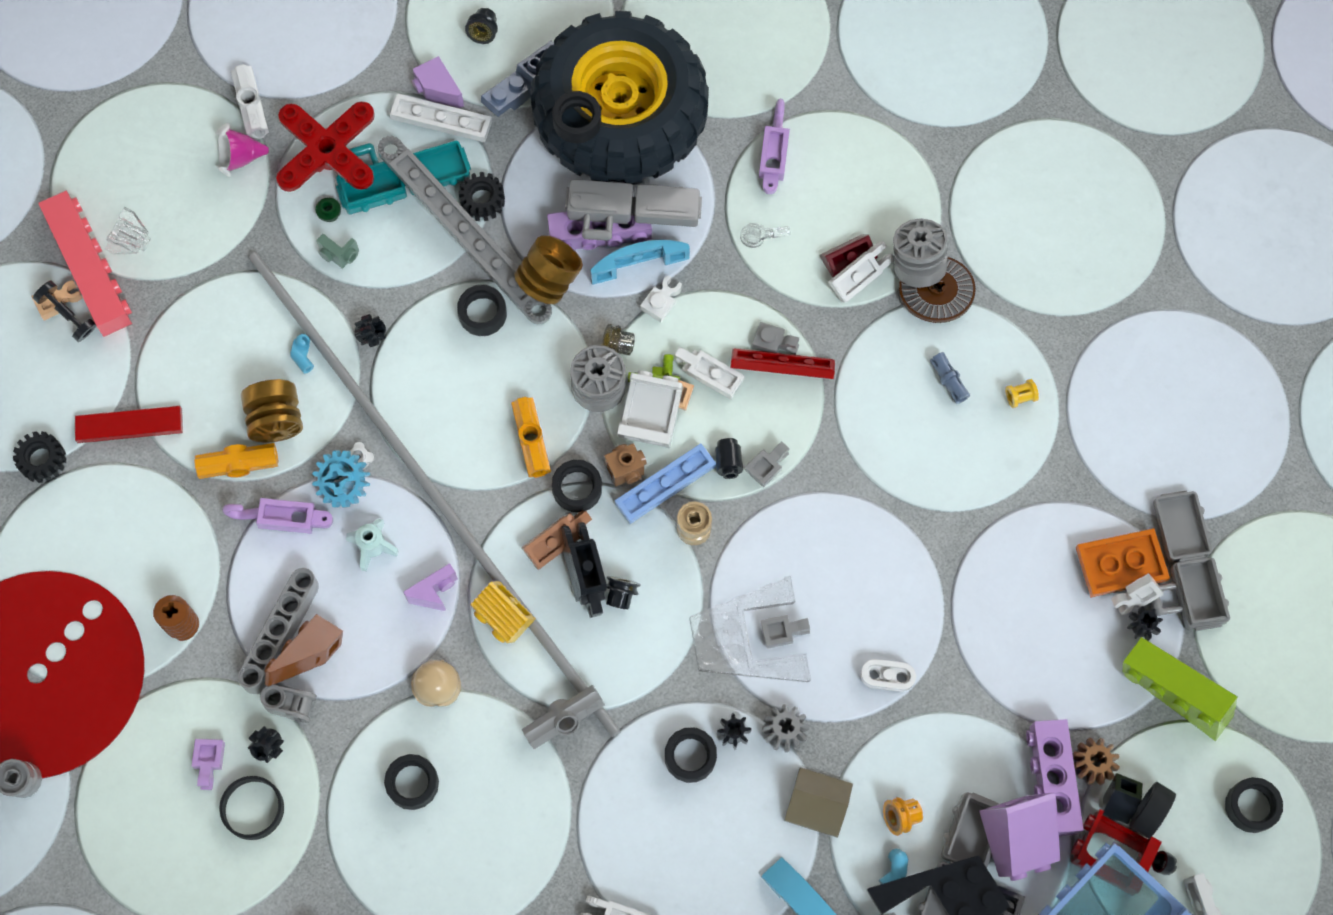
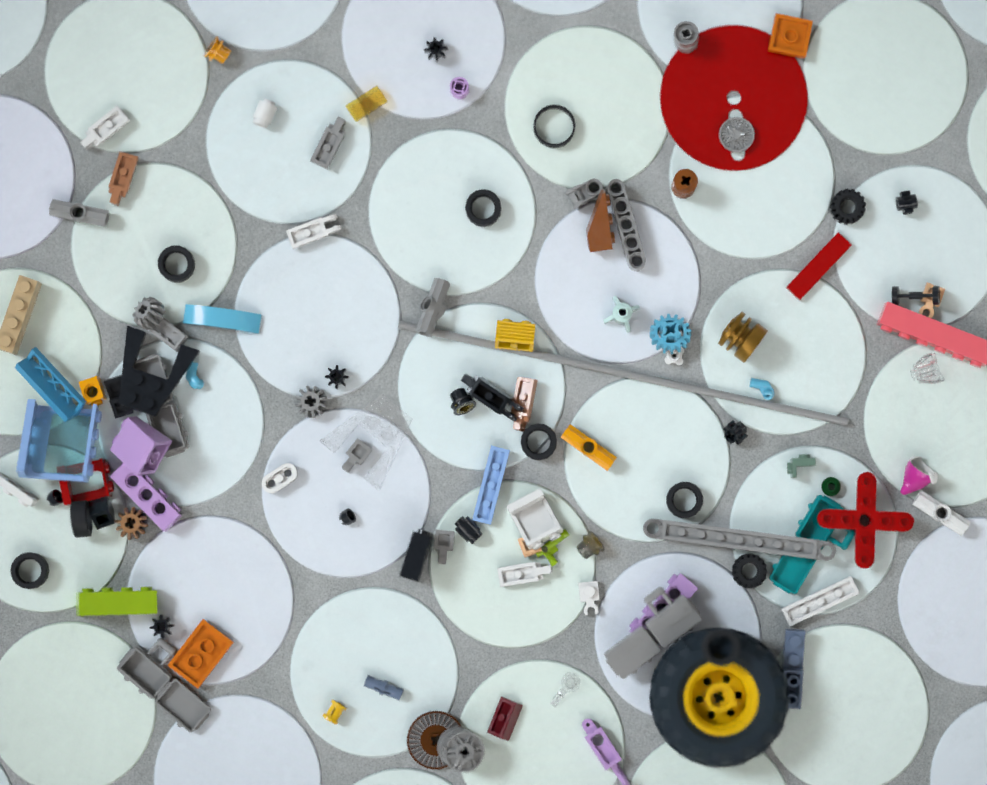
camera: 145 degrees right, 15 degrees up
(73, 628) = (736, 134): none -> light grey wheel
(207, 757) = (600, 130): lavender plate -> none
(236, 460) = (738, 295): light orange piece -> none
(265, 744) = (576, 161): black gear -> none
(278, 515) = (686, 286): lavender piece -> none
(425, 591) = (565, 311): lavender slope -> none
(436, 683) = (517, 269): tan helmet -> none
(437, 84) = (843, 620): lavender slope -> none
(482, 26) = (851, 683): black piece -> none
(548, 269) = (664, 552): pearl gold wheel -> none
(595, 391) = (569, 516): light grey wheel -> none
(625, 464) = (525, 469): medium nougat brick -> none
(636, 253) = (608, 628): medium azure slope -> none
(694, 523) = (454, 473): tan wheel -> none
(696, 734) = (347, 359): black tyre -> none
(772, 338) = (505, 625): light grey plate -> none
(783, 363) = (485, 613): red tile -> none
(807, 470) = (416, 555): none -> black brick
(819, 802) = (262, 379): dark tan slope -> none
(847, 574) = (347, 517): none -> black hinge
(860, 272) = (487, 711): white hinge -> none
(901, 816) = (211, 403): light orange piece -> none
(1138, 593) = (177, 641): white plate -> none

